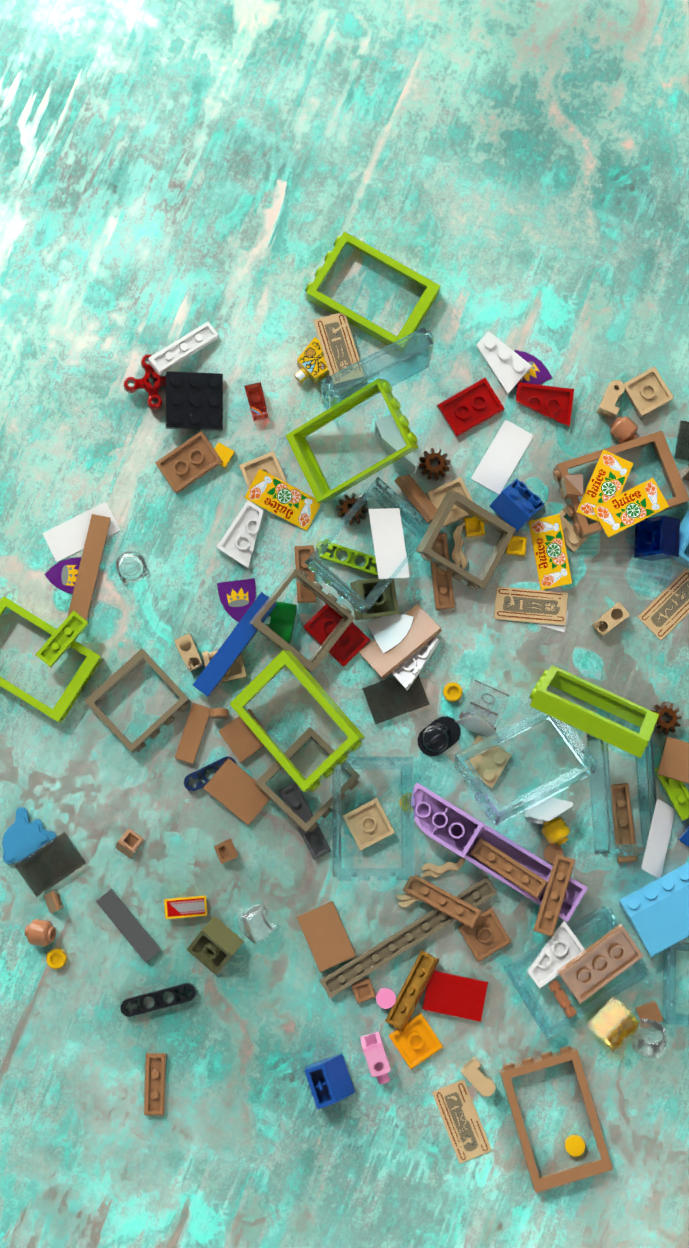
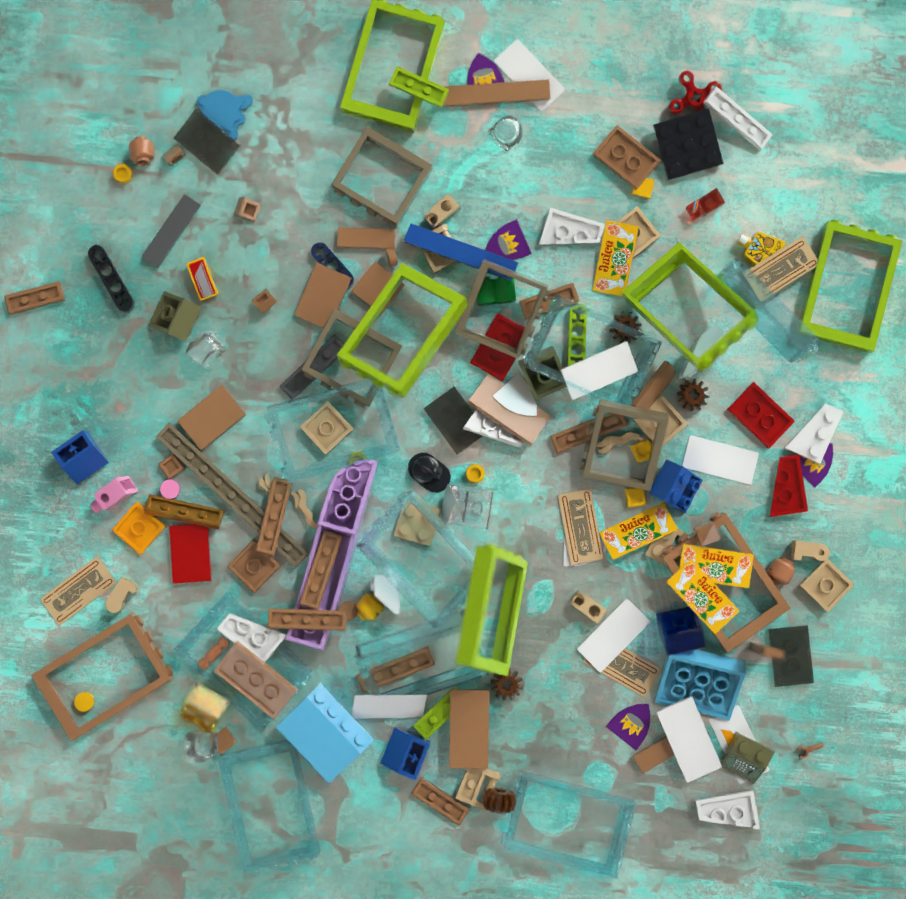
camera: 75 degrees right, 5 degrees up
(643, 603) = (613, 635): none -> white sticker

